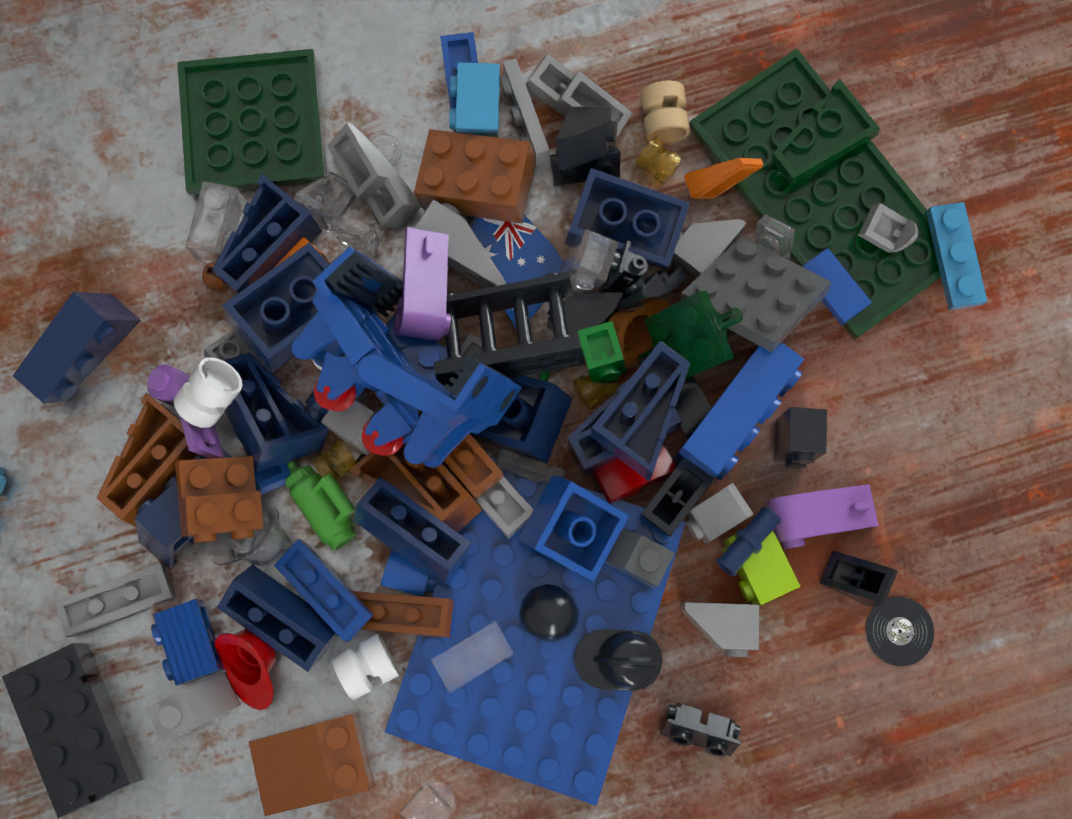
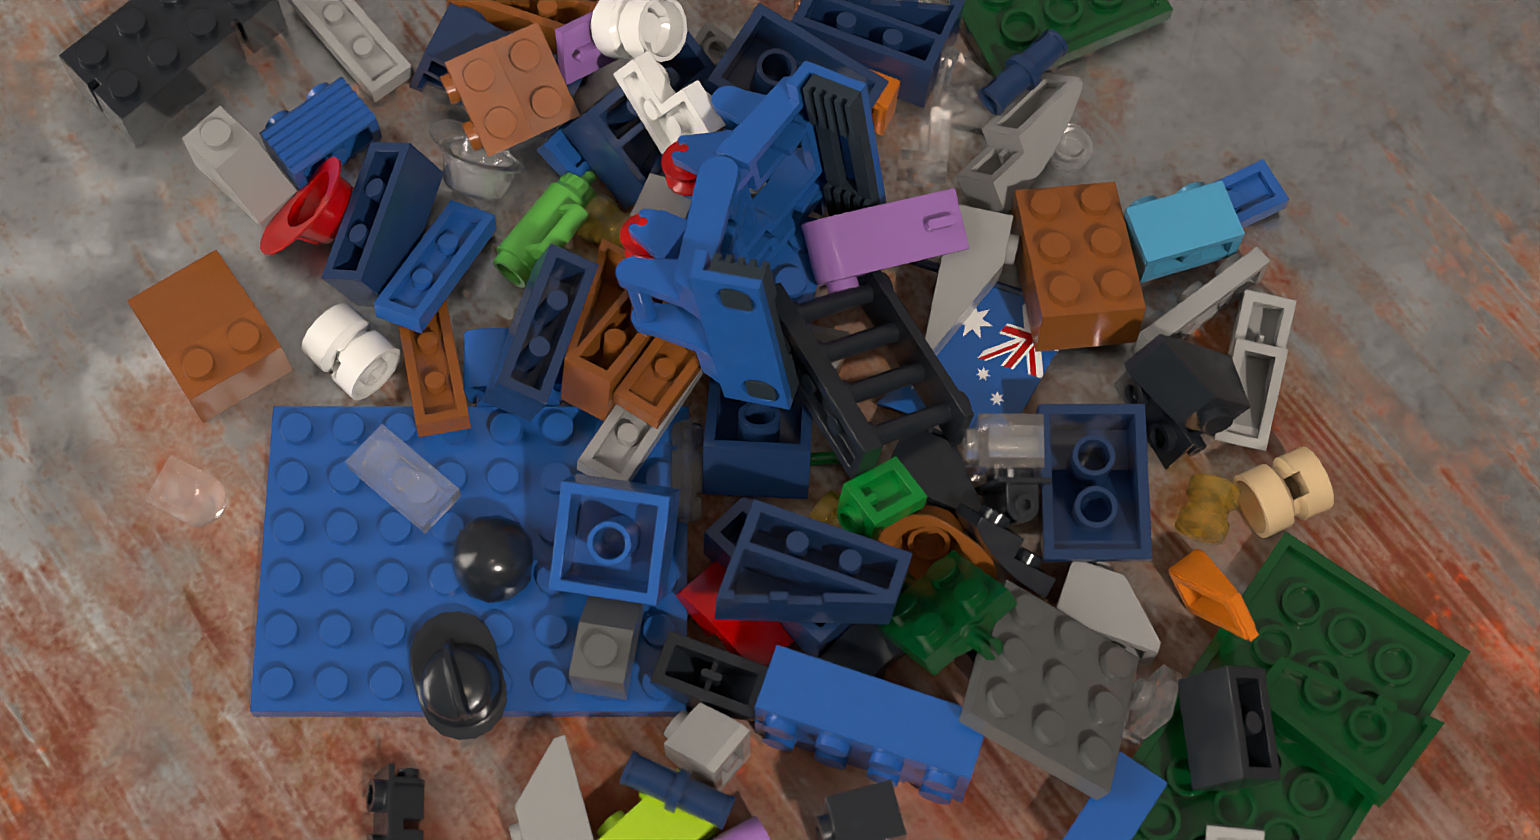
camera: 75 degrees right, 10 degrees down
(288, 394) = (662, 110): none -> white plate
(326, 157) = (1023, 72): none -> dark blue pin
(812, 199) = (1228, 729): none -> black brick

